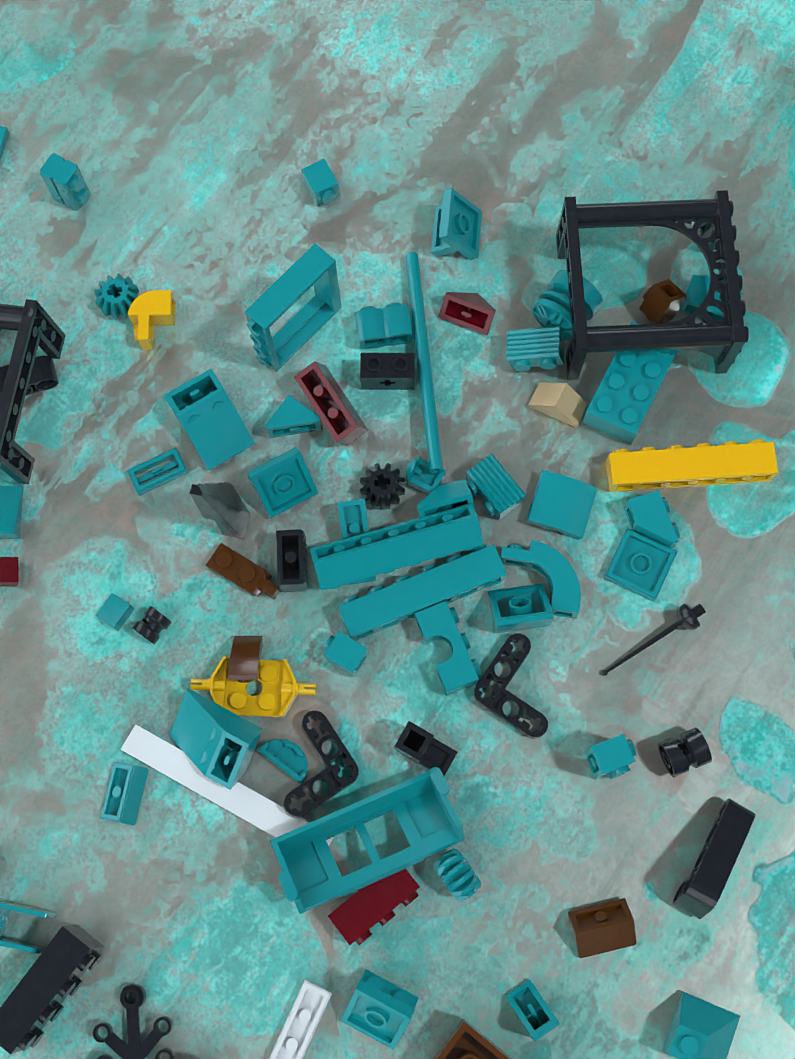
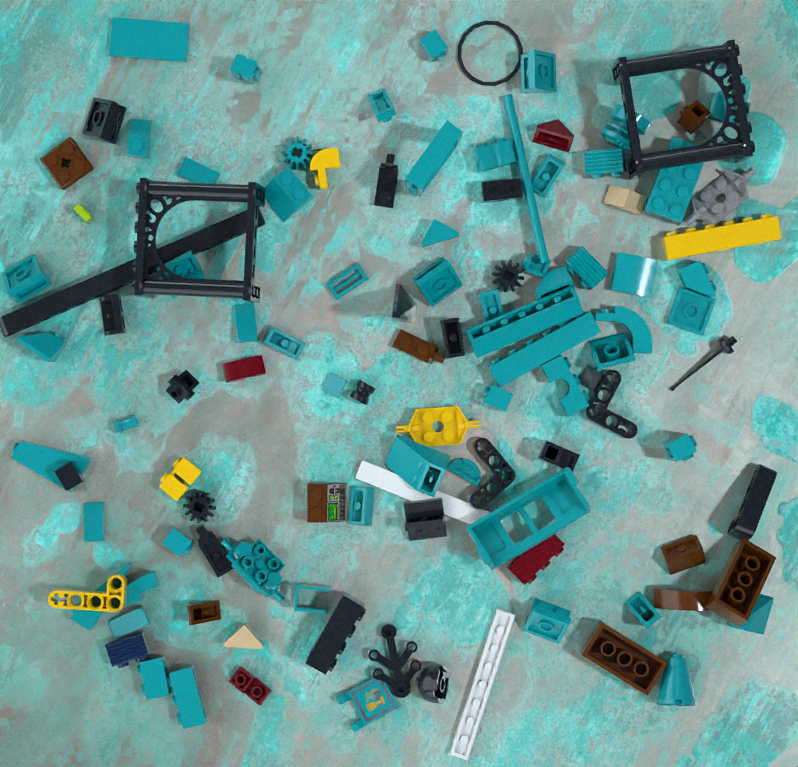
camera: 10 degrees left, 15 degrees up
(53, 544) = (283, 342): none -> teal slope
(71, 780) = (326, 502): none -> reddish brown slope
(94, 346) = (287, 194): none -> teal slope
(209, 419) = (380, 242): teal slope -> none
(213, 824) = (425, 519): none -> black bracket
(232, 348) = (386, 183): none -> black hinge
(240, 246) = (382, 105): none -> teal tile
(245, 658) = (430, 408): reddish brown slope -> none
(330, 403) = (464, 220): brick -> none
(386, 167) = (460, 52): none -> black piece
(453, 360) = (547, 175): none -> teal slope
(457, 874) = (587, 533): teal gear -> none
(486, 643) = (591, 378): none -> flat silver slope
(604, 1000) = (681, 599): none -> reddish brown arch
(690, 983) = (740, 582): none -> reddish brown brick
(694, 748) = (735, 435): black wheel -> none
(708, 399) = (730, 185): none -> light grey plate

